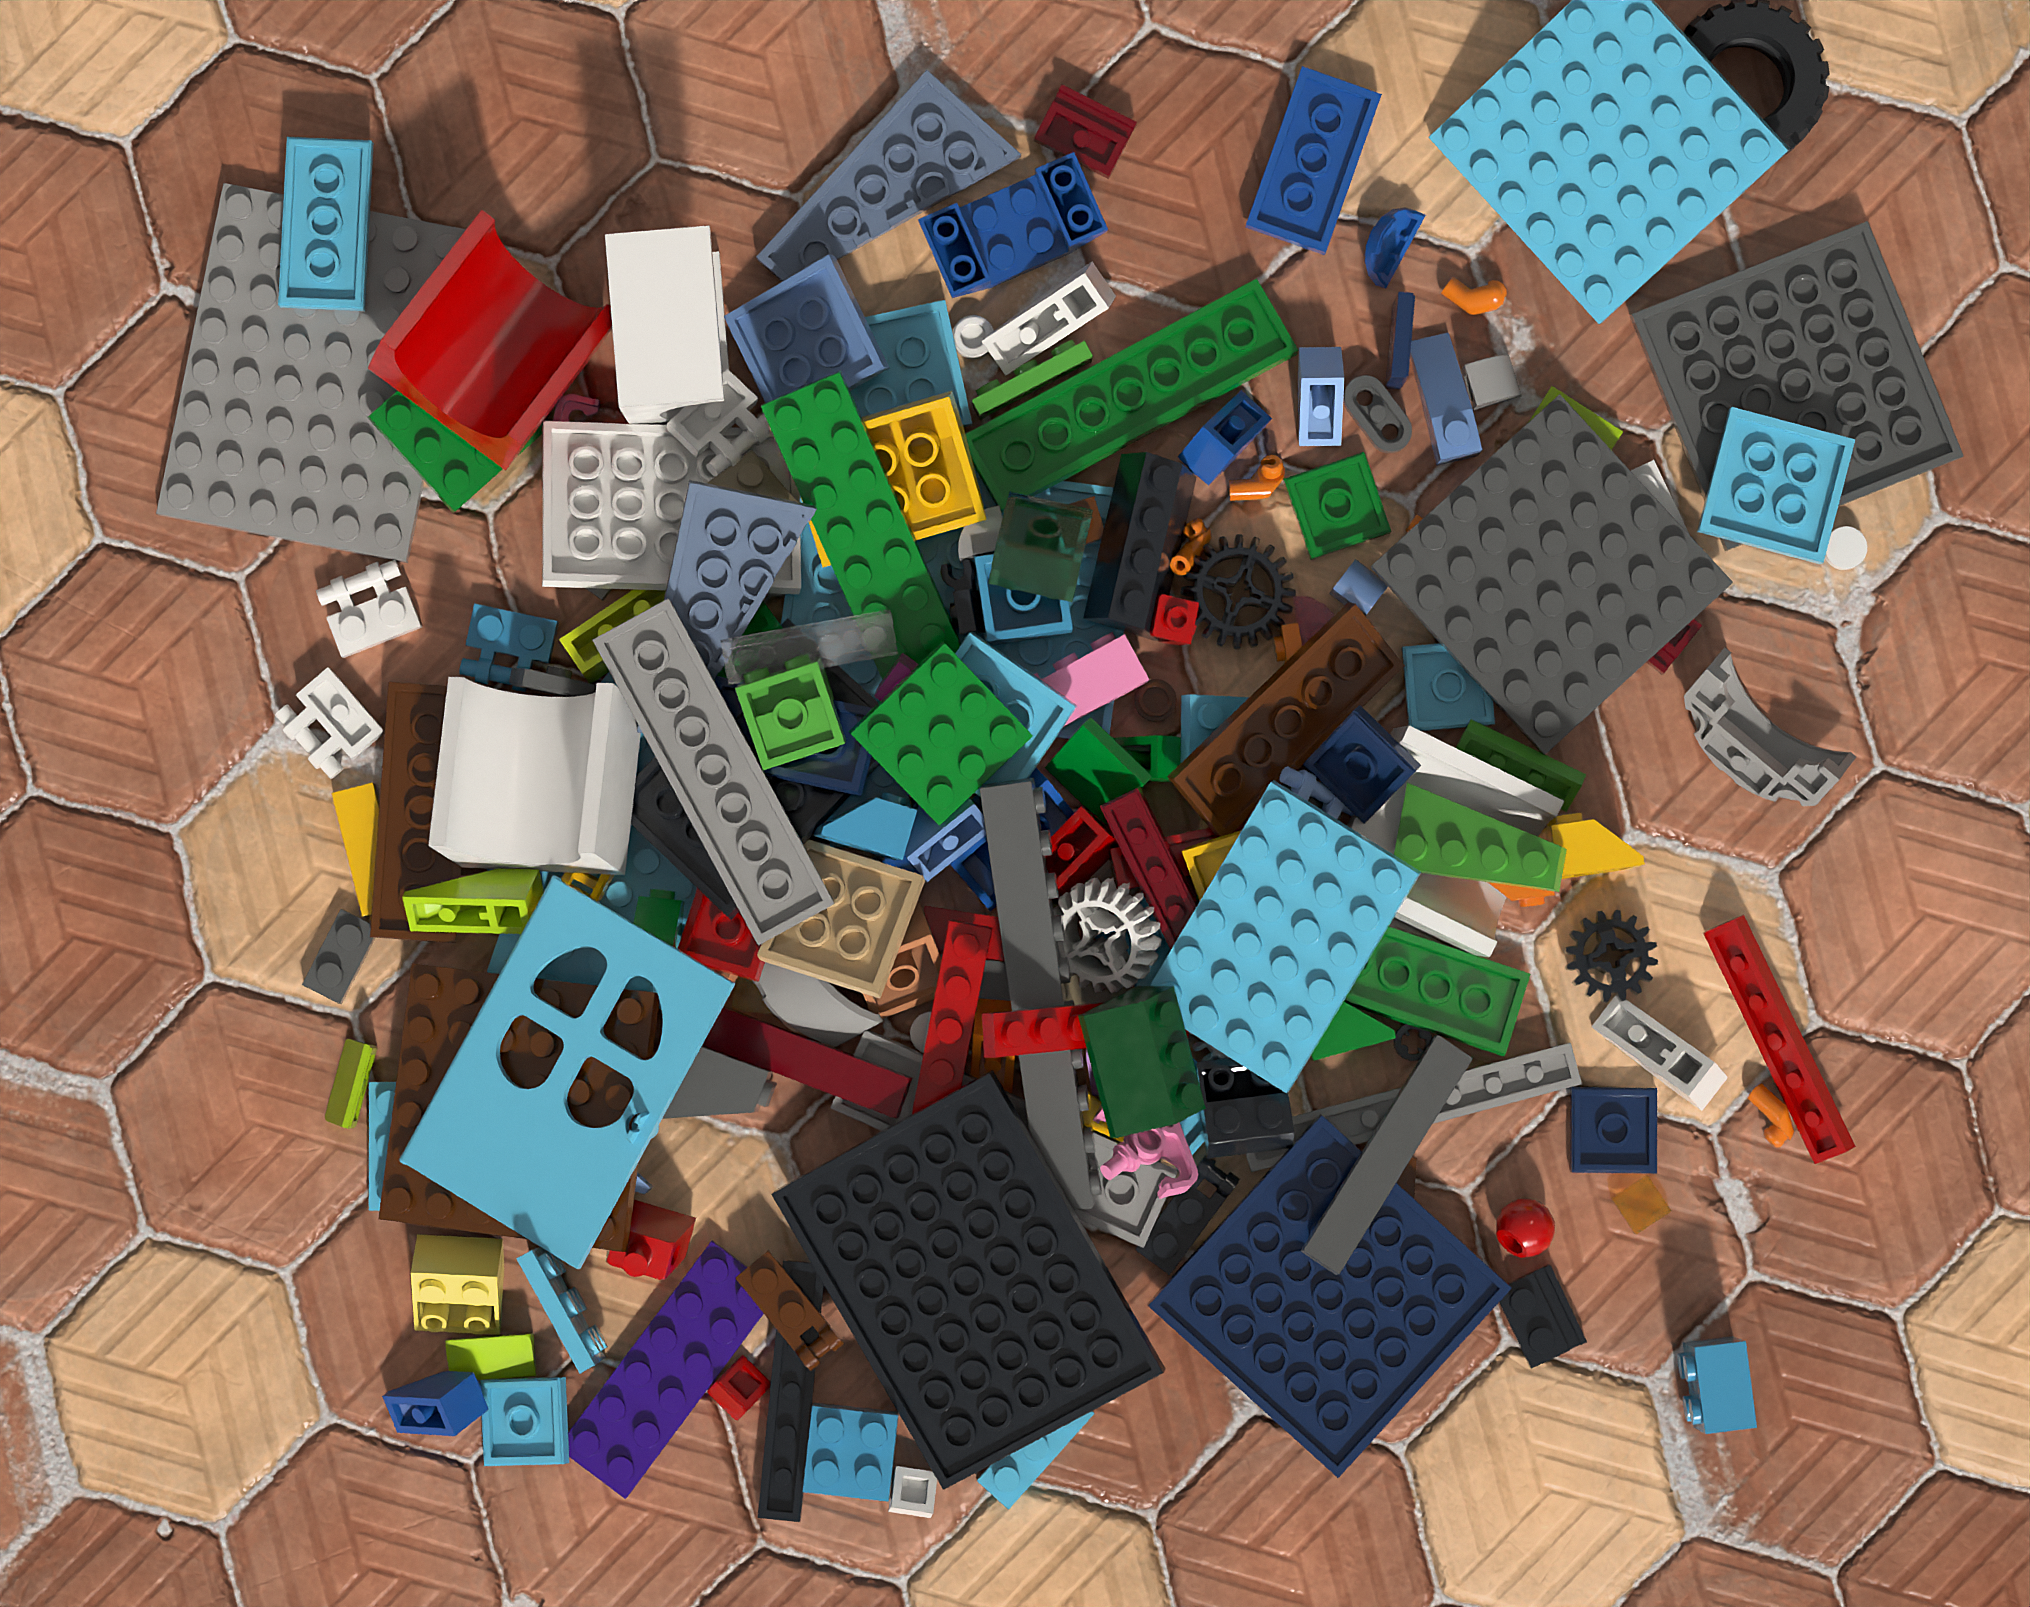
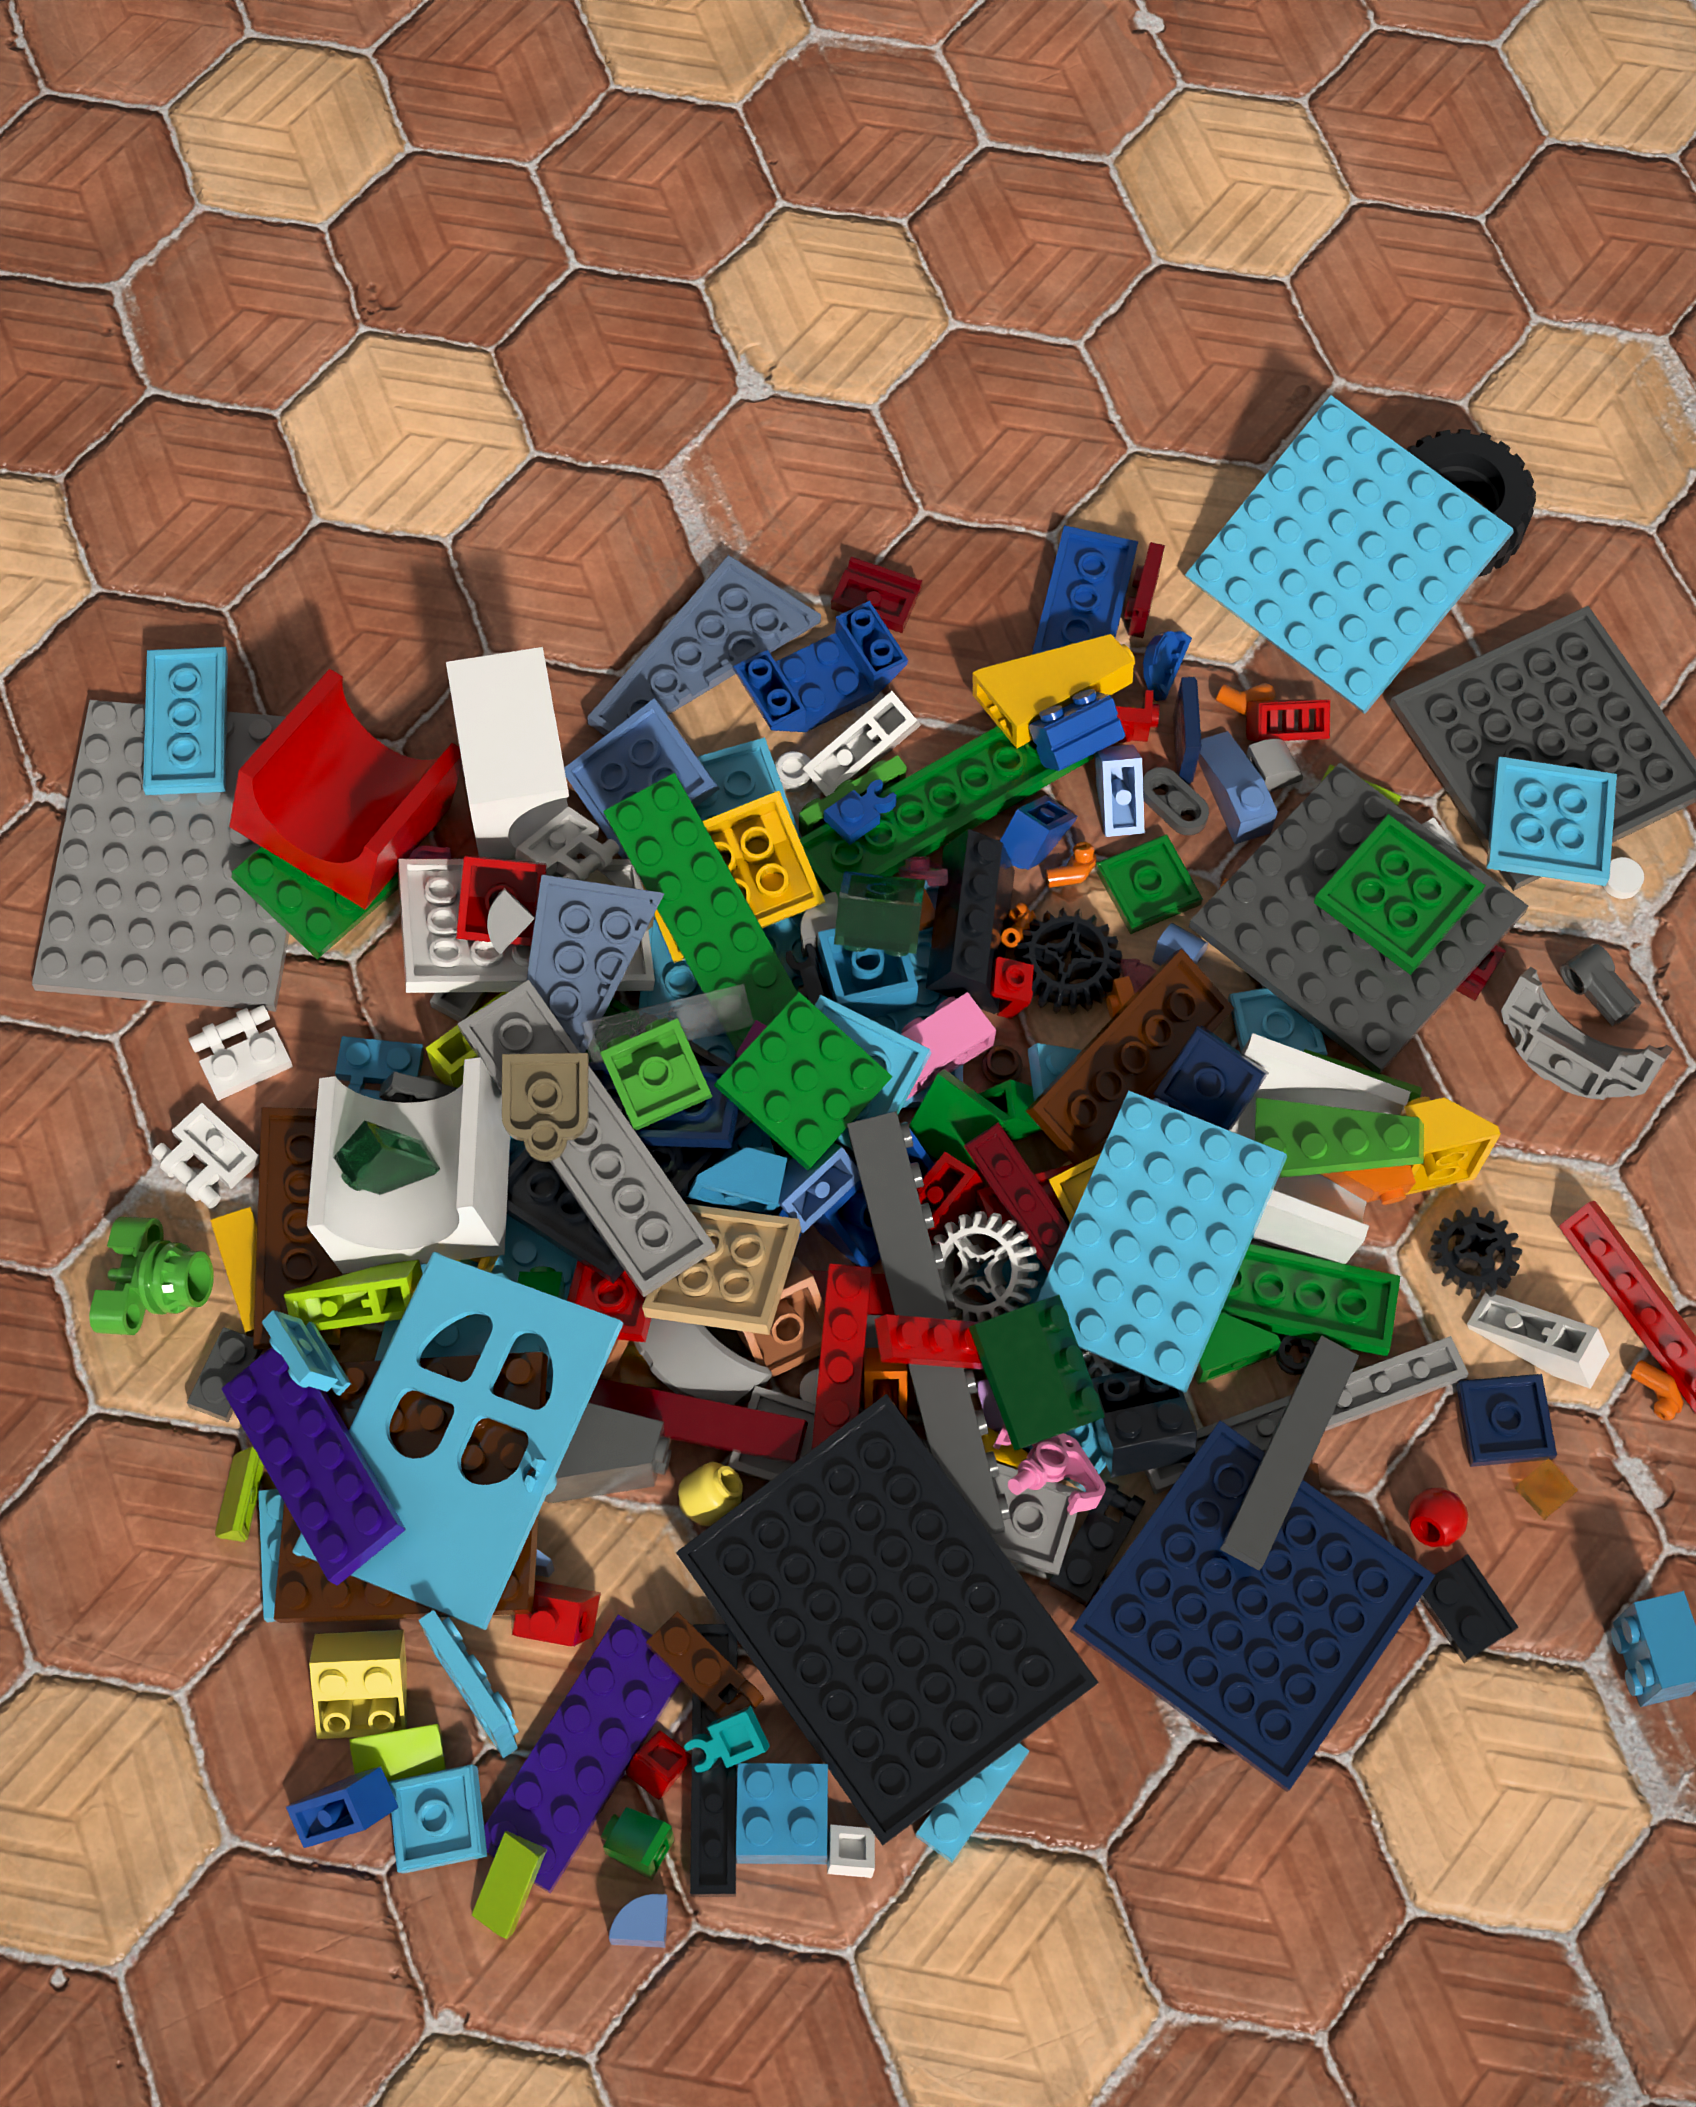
camera: 10 degrees left, 20 degrees down
(268, 853) = (151, 1277): none -> bright green beam
(421, 965) = (305, 1353): none -> medium azure plate
(422, 1071) = (314, 1466): none -> dark purple plate
(510, 773) = (383, 1159): none -> clear green slope
(587, 1491) = (508, 1884): none -> lime slope
(646, 486) = (482, 882): none -> red slope
(652, 522) = (506, 920): none -> light grey brick
(675, 737) = (545, 1100): none -> dark tan plate
(710, 1464) = (638, 1841): none -> green slope
(710, 1539) = (641, 1922): none -> medium blue brick
(810, 1133) = (709, 1493): none -> light yellow head
(810, 1382) = (732, 1739): none -> teal plate
(1031, 411) = (858, 815): none -> blue plate
(1095, 485) = (924, 868): none -> clear pink plate
(1258, 276) = (1023, 687): none -> yellow slope
(1278, 337) = (1076, 730): none -> blue brick
(1336, 319) = (1138, 721): none -> red bracket
(1384, 142) = (1146, 581): none -> dark red plate
(1499, 315) = (1263, 719): none -> red slope
(1594, 565) = (1399, 894): none -> green plate
(1790, 662) = (1595, 977): none -> dark grey piece

